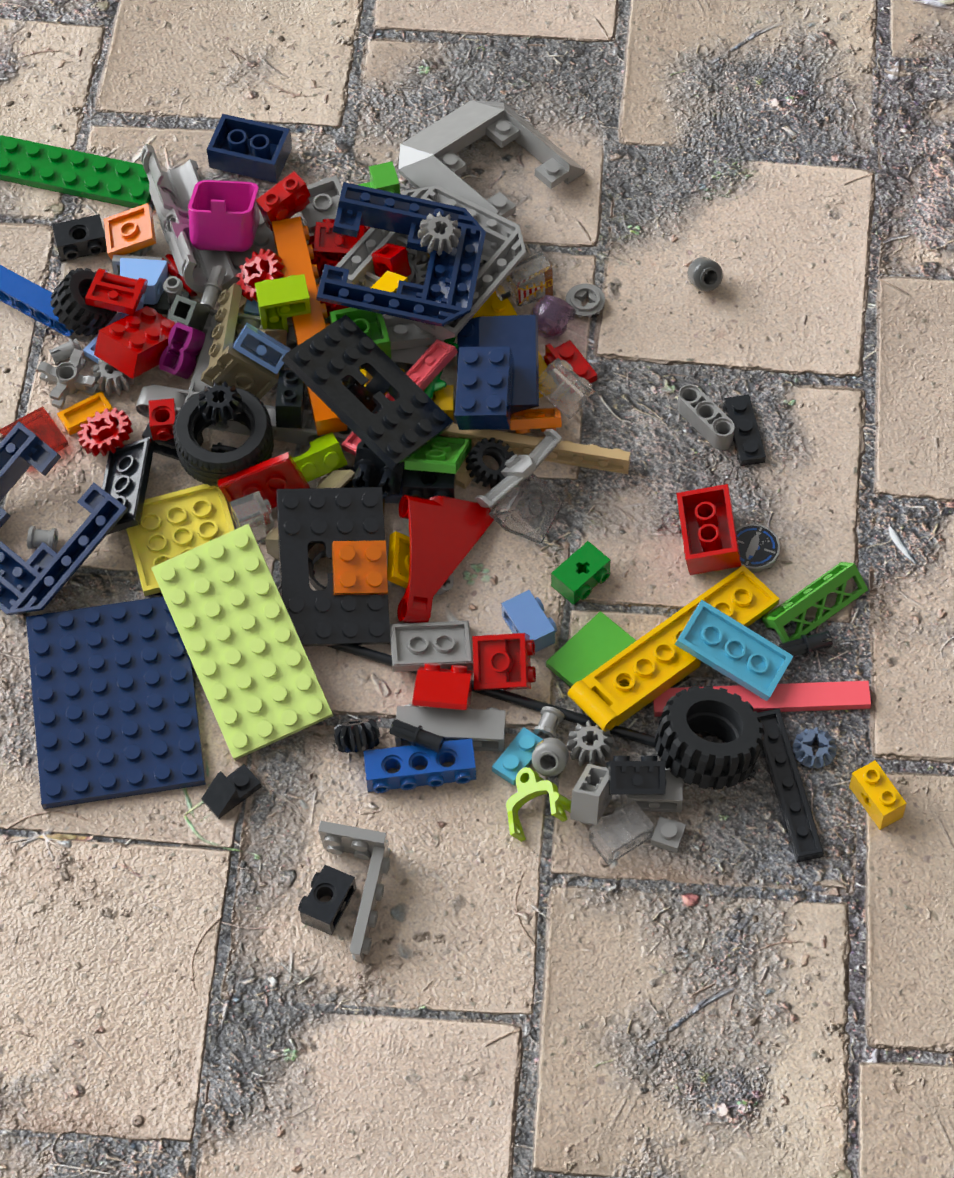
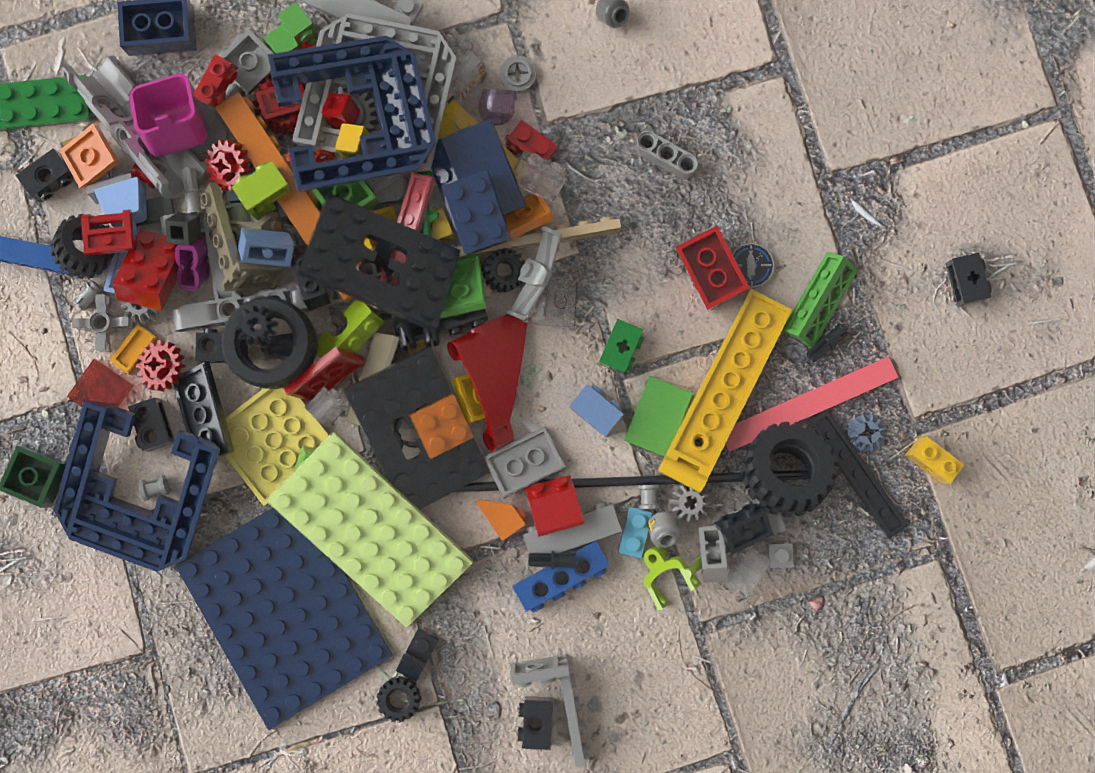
camera: 25 degrees left, 25 degrees up
(72, 481) = (157, 421): none -> black brick
(161, 411) = (199, 339): red brick -> none
(172, 287) = (156, 203): light grey pin -> none
(186, 810) = (388, 709): none -> black tyre
(357, 735) = (500, 572): black gear -> none
(383, 687) = (502, 517): none -> orange slope
(447, 233) = (374, 67): light grey gear -> none
(503, 662) = (593, 461): red plate -> none
(734, 650) = (777, 378): medium azure plate -> none
(746, 432) = (696, 143): black plate -> none

